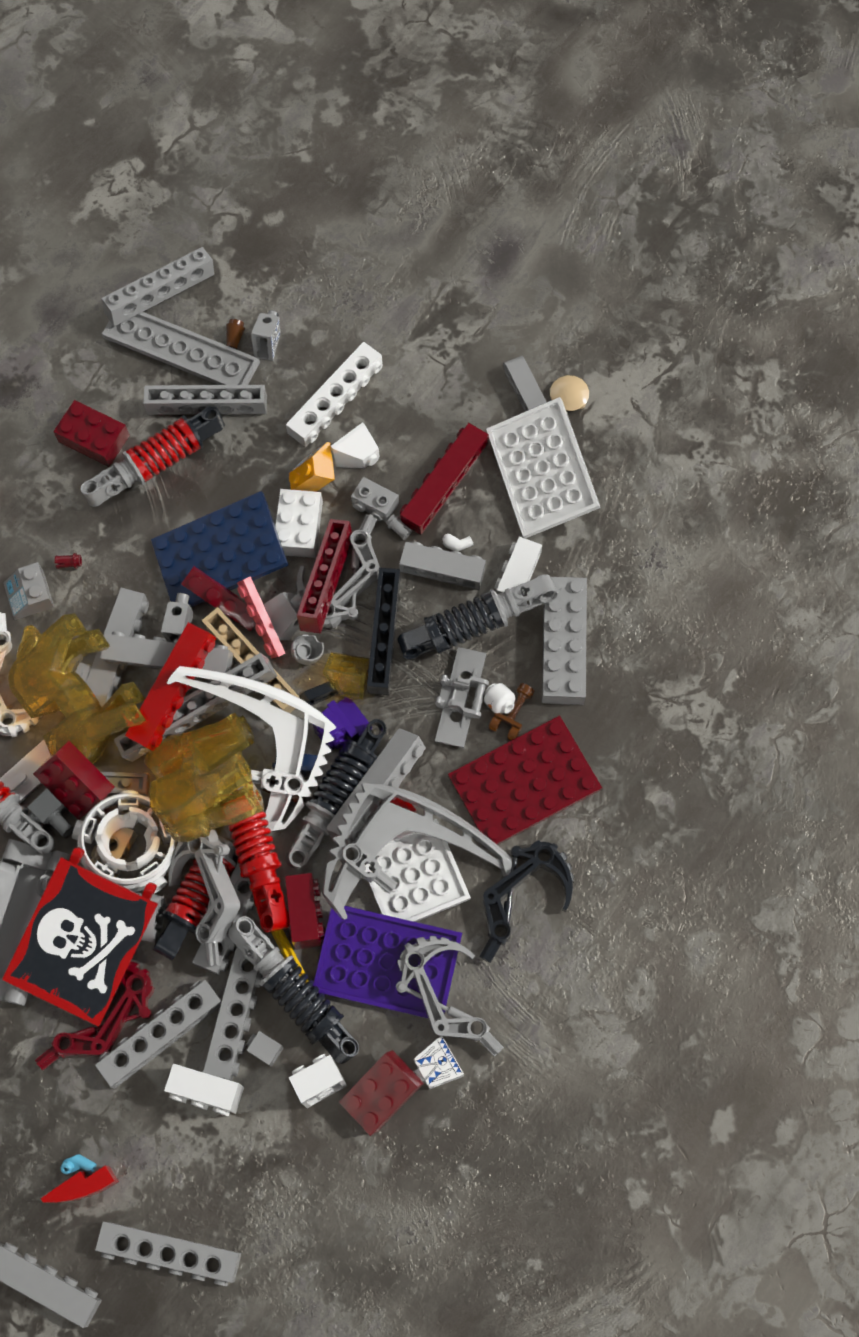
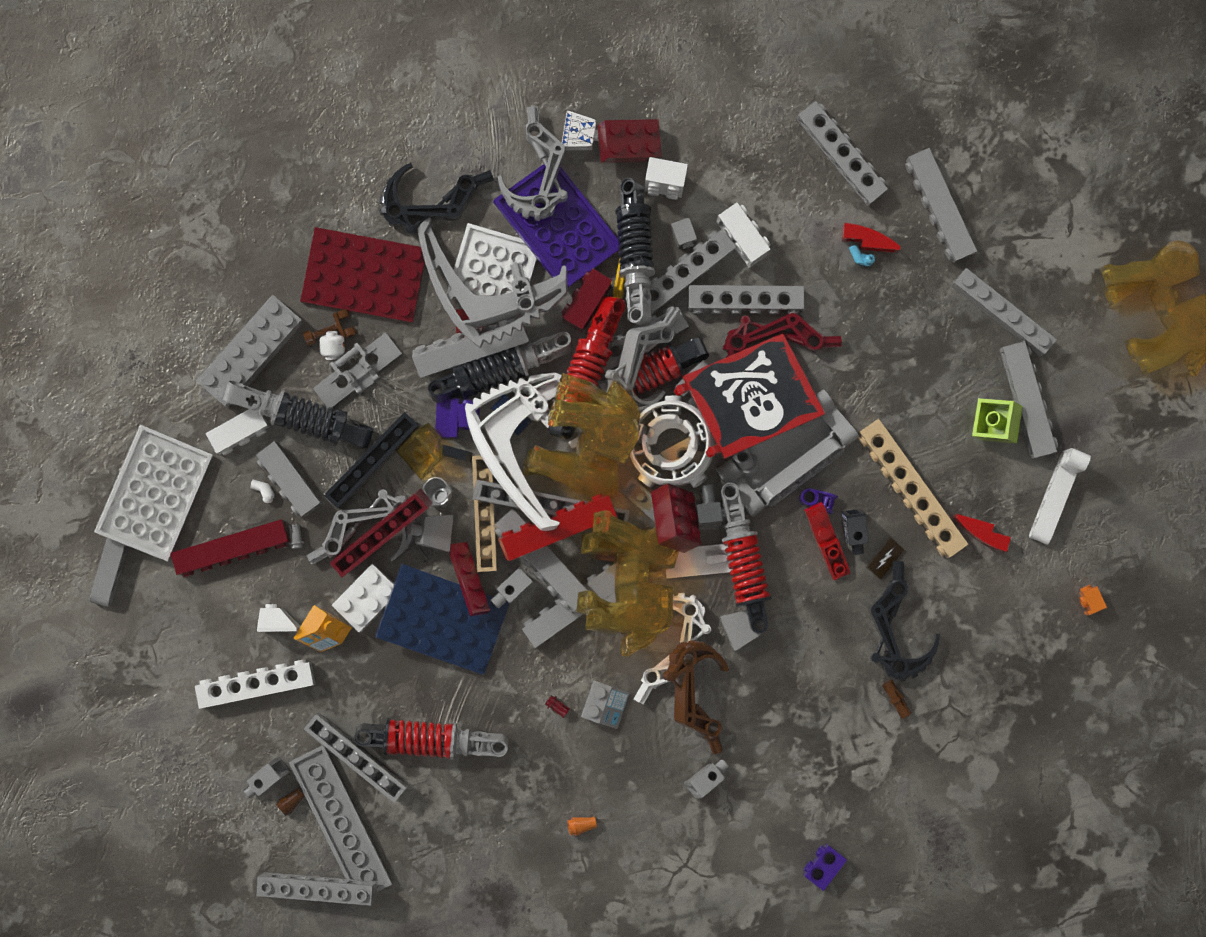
camera: 145 degrees left, 15 degrees up
(91, 433) = (463, 800): dark red brick -> none
(263, 623) = (451, 543): coral plate -> none
(374, 499) = (295, 571): light grey brick -> none
(572, 391) = (79, 543): tan dish -> none

